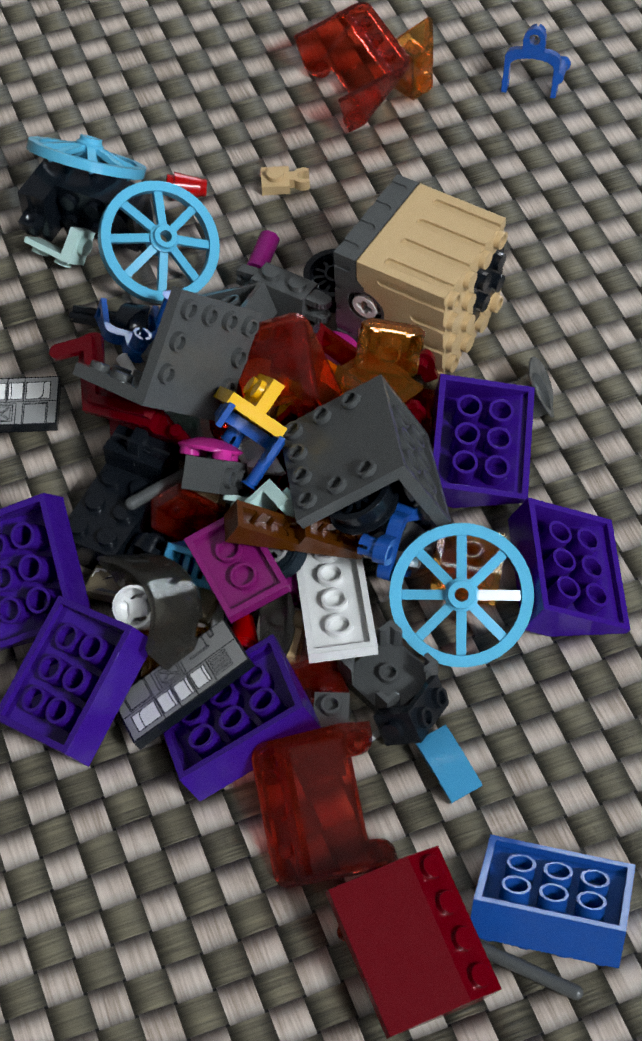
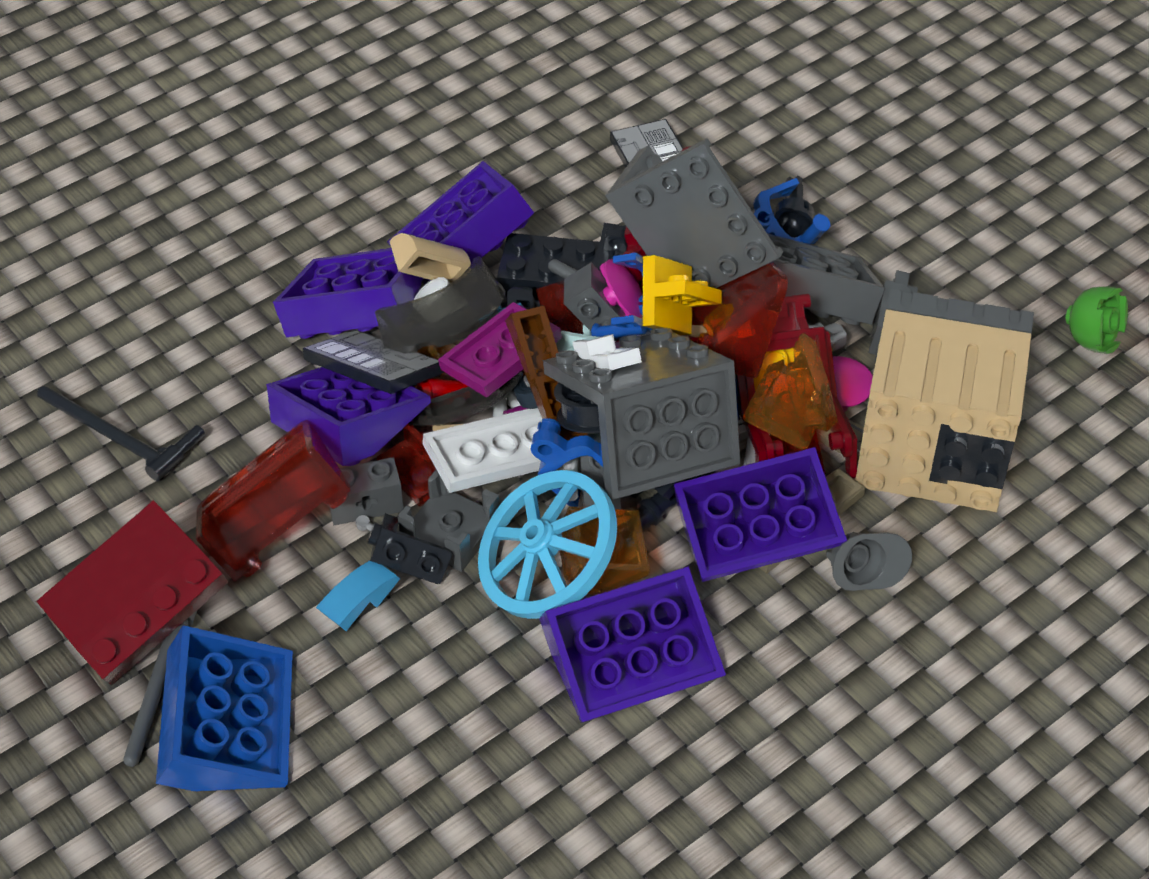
camera: 70 degrees right, 5 degrees down
(72, 197) = (919, 123): black hinge -> none
(75, 249) = (867, 149): light aqua bracket -> none
(86, 156) = (983, 112): medium azure wheel -> none
(93, 590) = (428, 258): none -> tan brick
(153, 240) = (898, 207): medium azure wheel -> none
(193, 184) = (1002, 210): red cone -> none
(212, 910) = (158, 461): none -> black bar
(264, 249) = (954, 290): magenta cylinder -> none
(279, 180) = (1061, 281): tan plate -> none
(334, 459) = (605, 354): none -> white slope
(340, 170) = (1098, 318): none -> bright green cylinder

